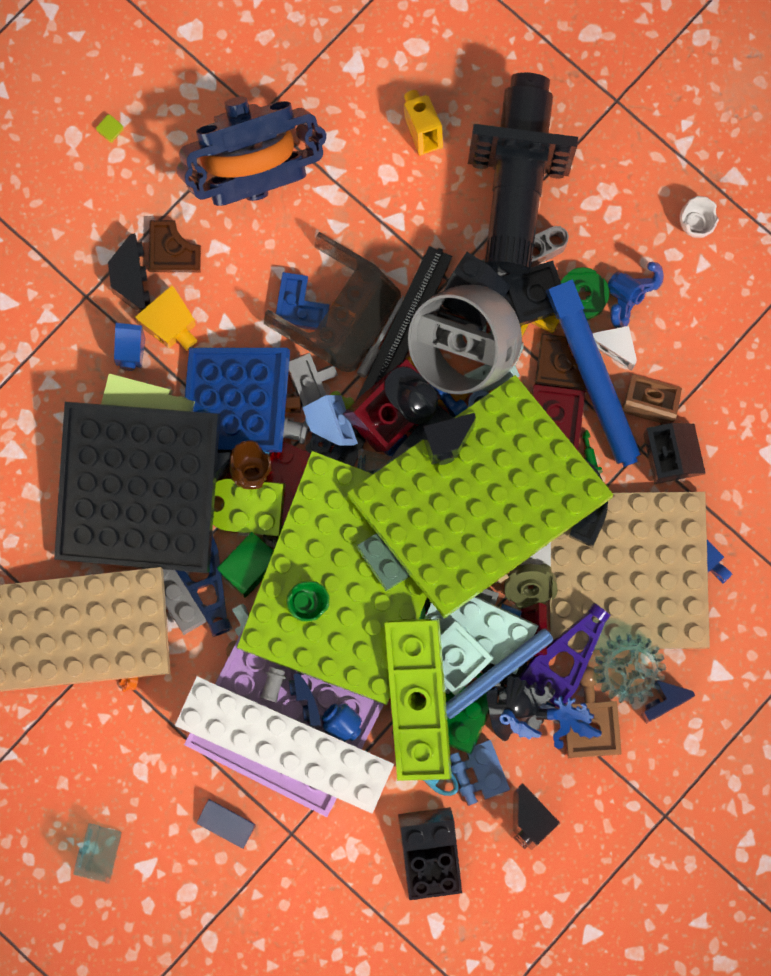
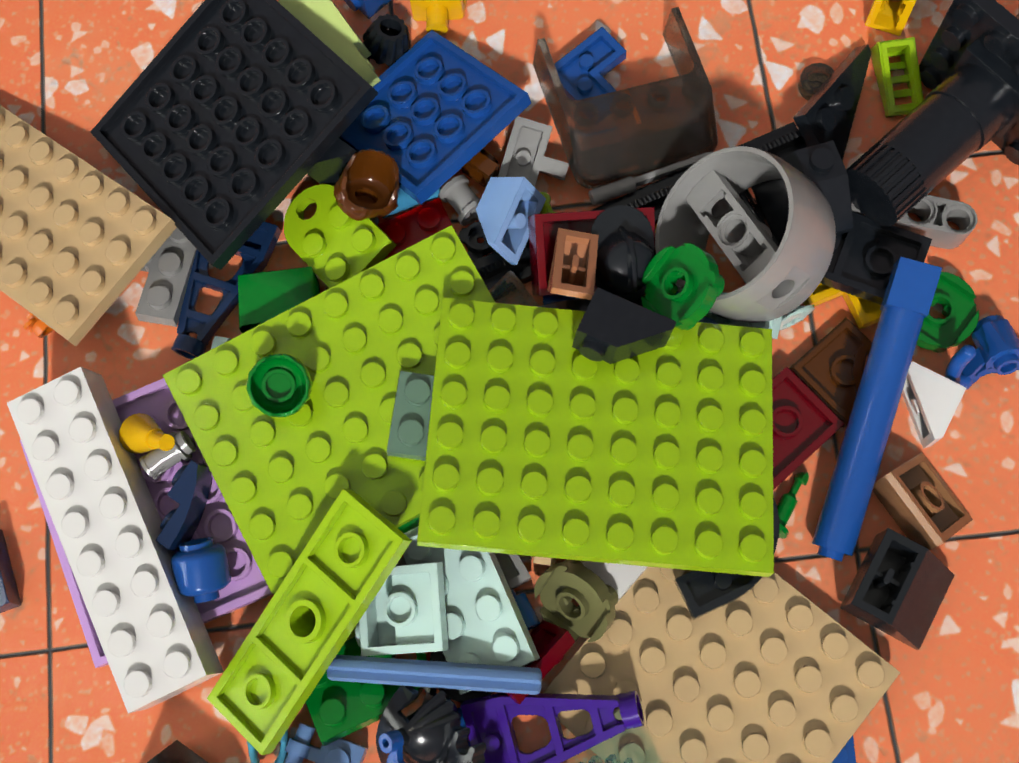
camera: 55 degrees right, 5 degrees down
(170, 374) = (387, 39): none -> black piece
(254, 684) = (142, 434): none -> yellow cone
(396, 423) = (574, 264): none -> nougat slope
(422, 211) = (813, 78): none -> clear smoke tile
(445, 228) = (833, 106): none -> black wing
(461, 162) = (909, 63): none -> lime slope
(471, 387) = (700, 290): none -> green plate

